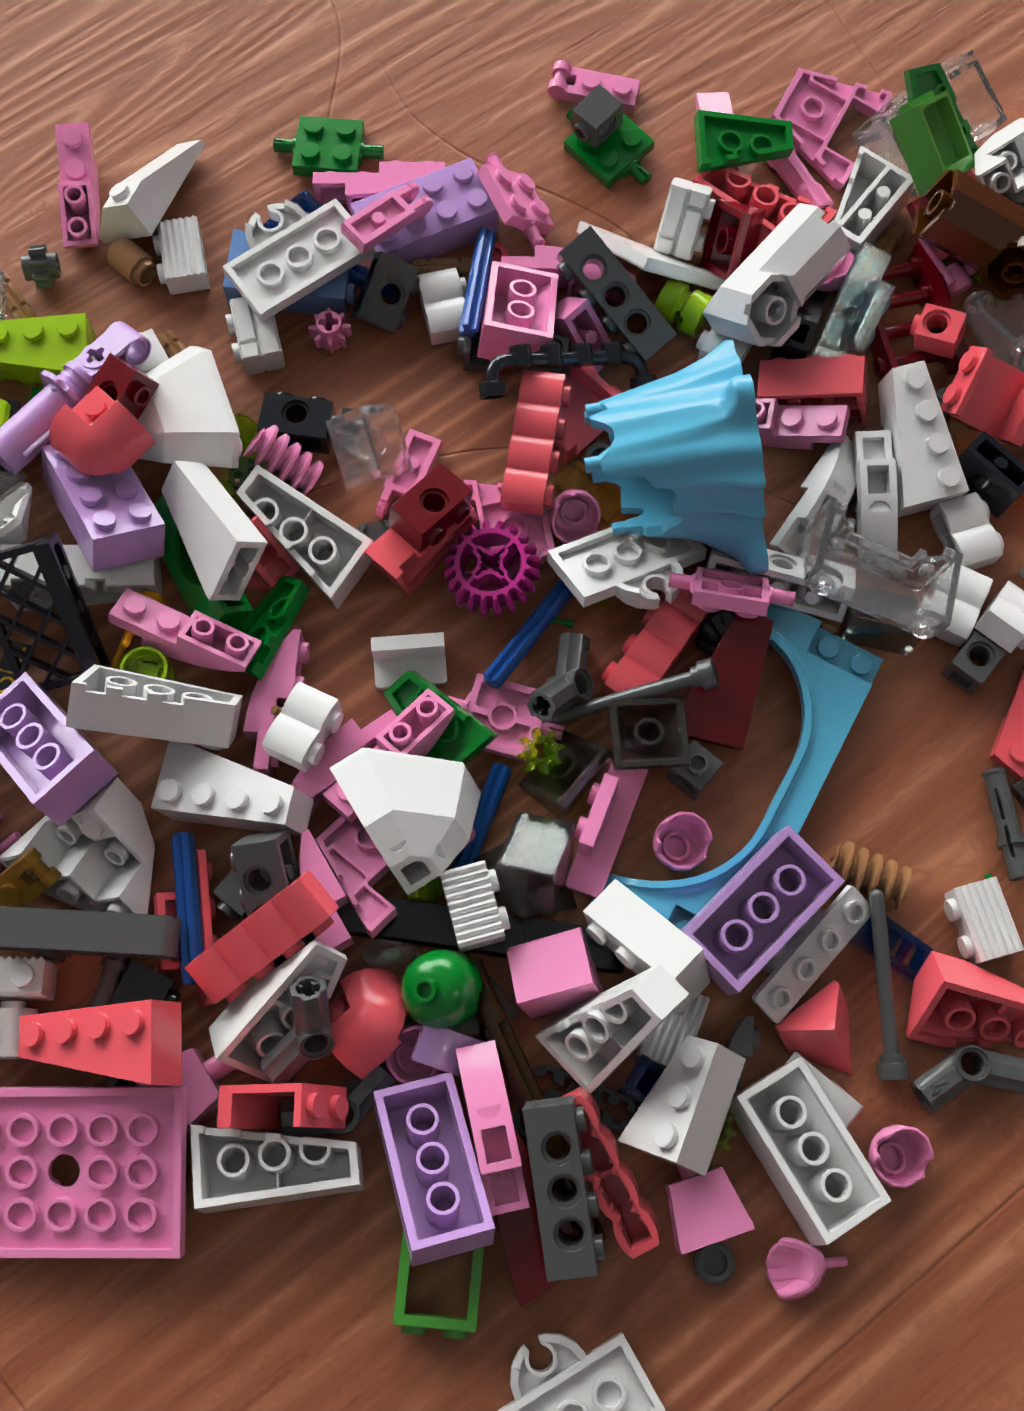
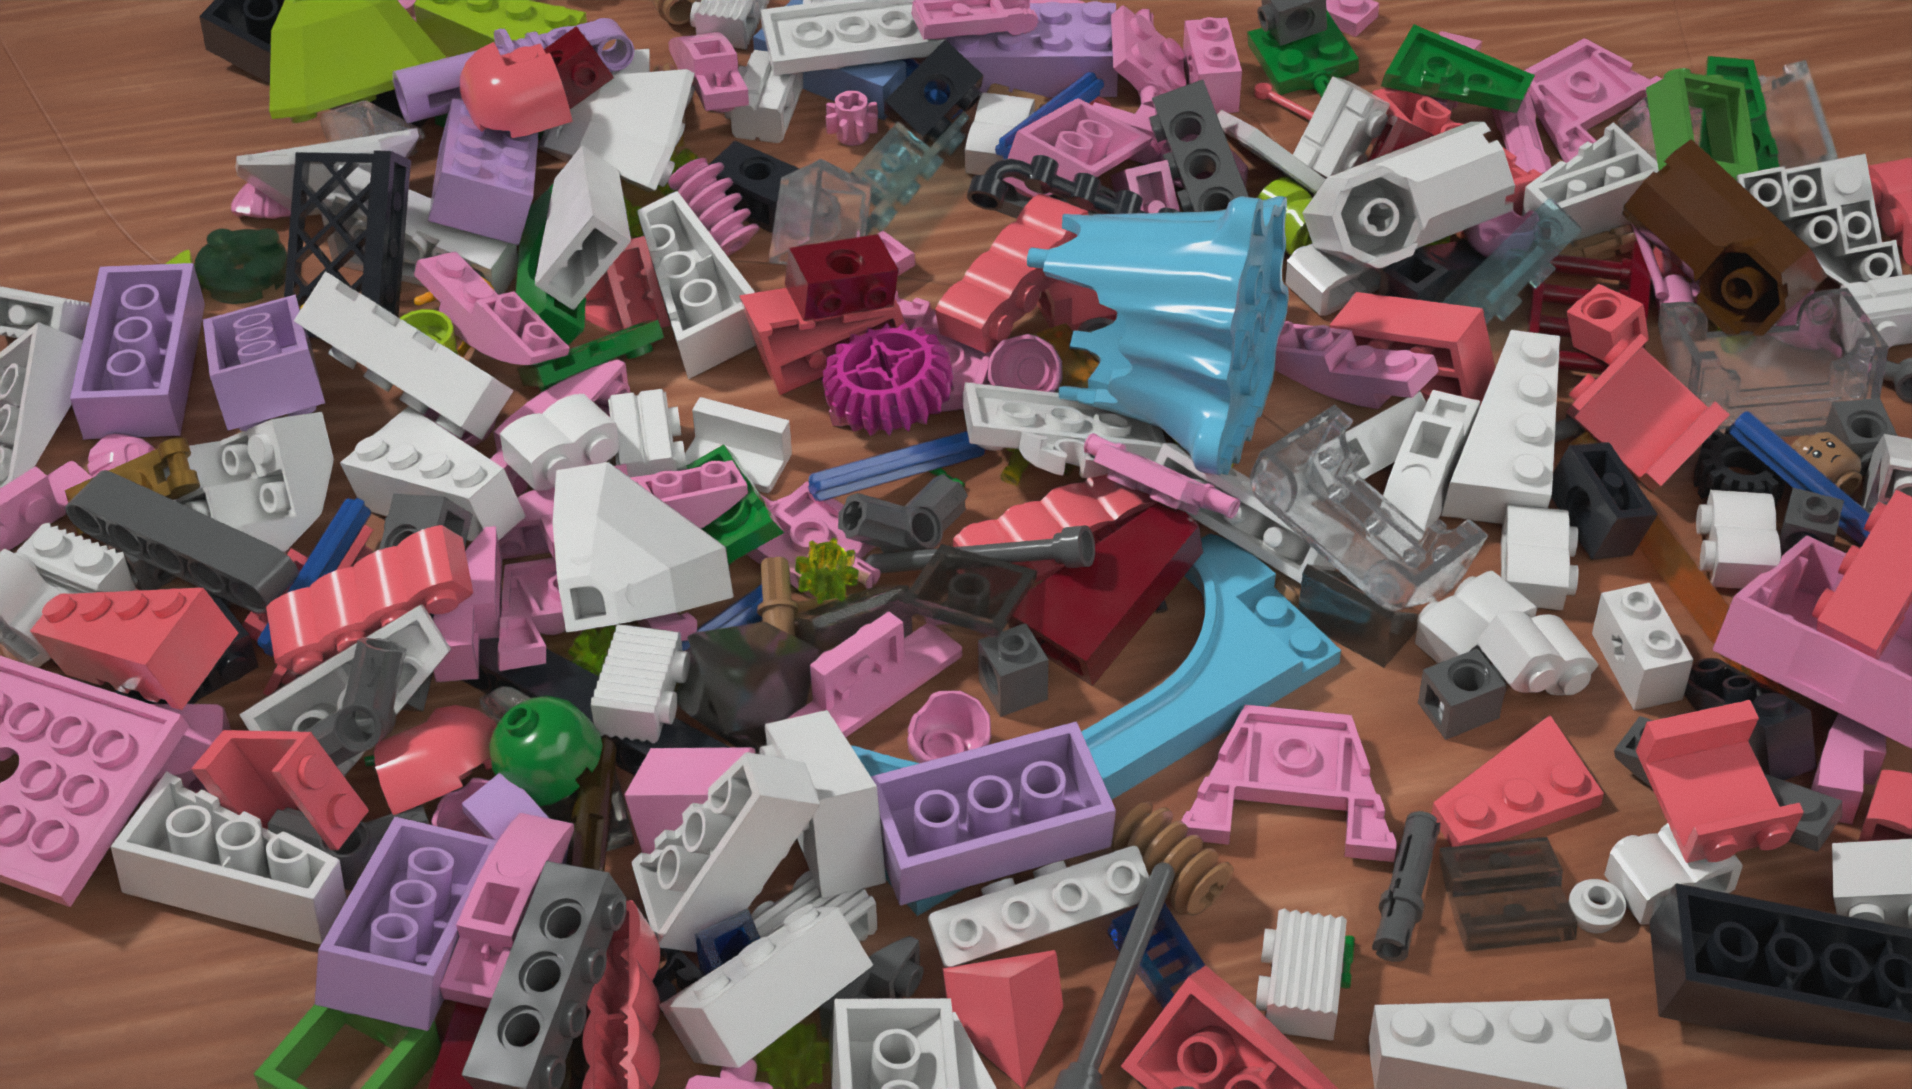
camera: 30 degrees right, 25 degrees down
(209, 328) = (715, 70): none -> bright pink slope
(342, 677) = (647, 433): none -> white brick
(389, 362) = (898, 164): none -> clear light blue bracket
(516, 789) = (776, 590): none -> medium nougat axle
(559, 185) = (1213, 57): none -> bright pink brick
(598, 190) = (1264, 91): none -> coral hinge
(896, 760) = (1295, 762): none -> bright pink wing

